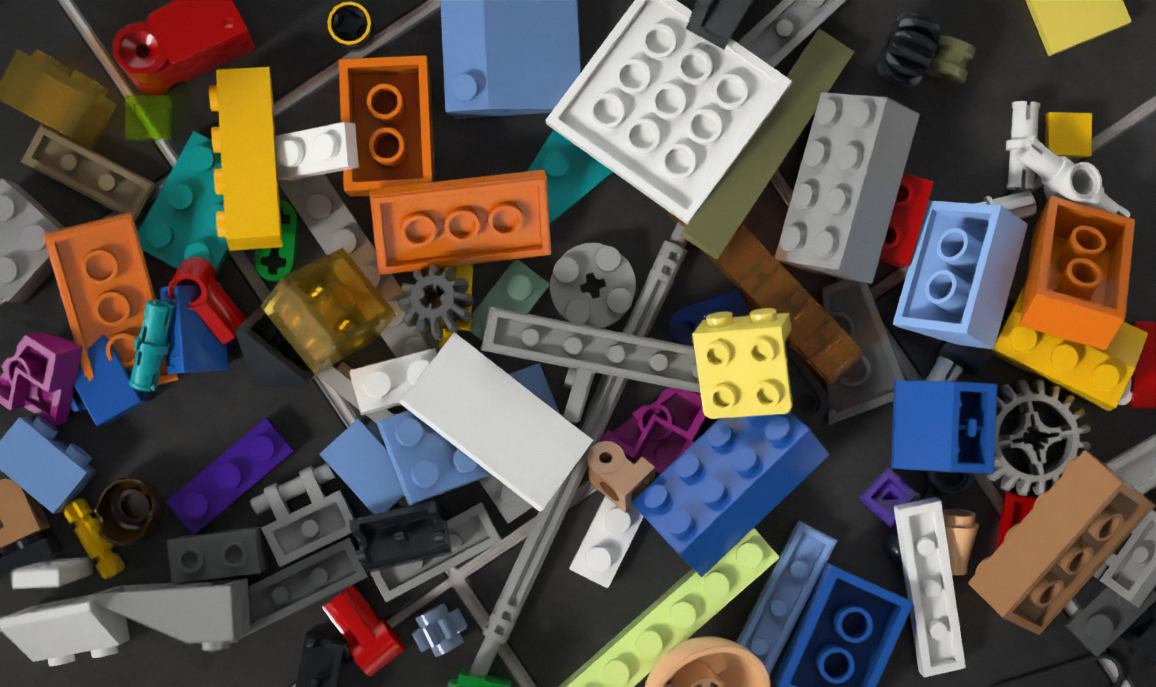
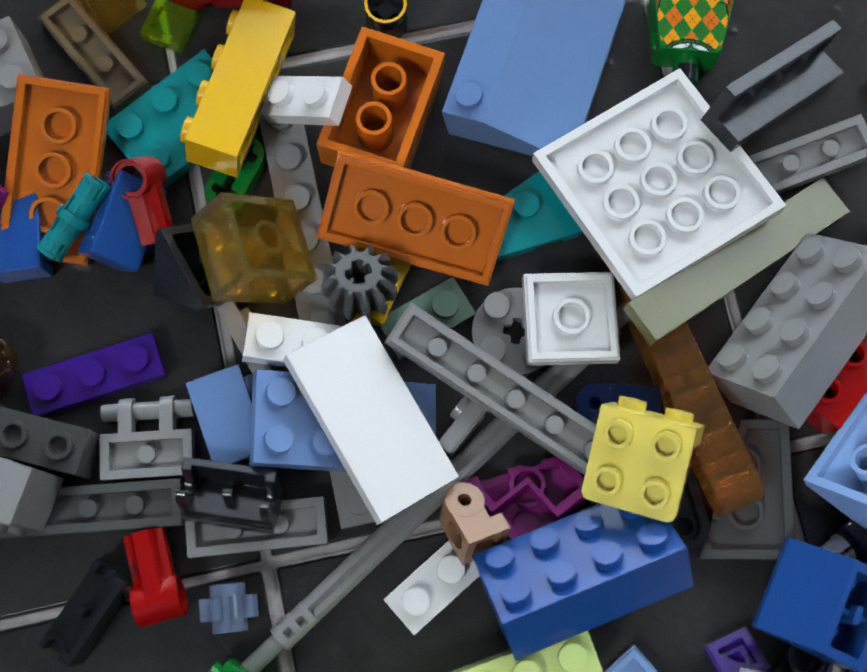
camera: 25 degrees right, 10 degrees down
(636, 258) = (570, 318): none -> white plate

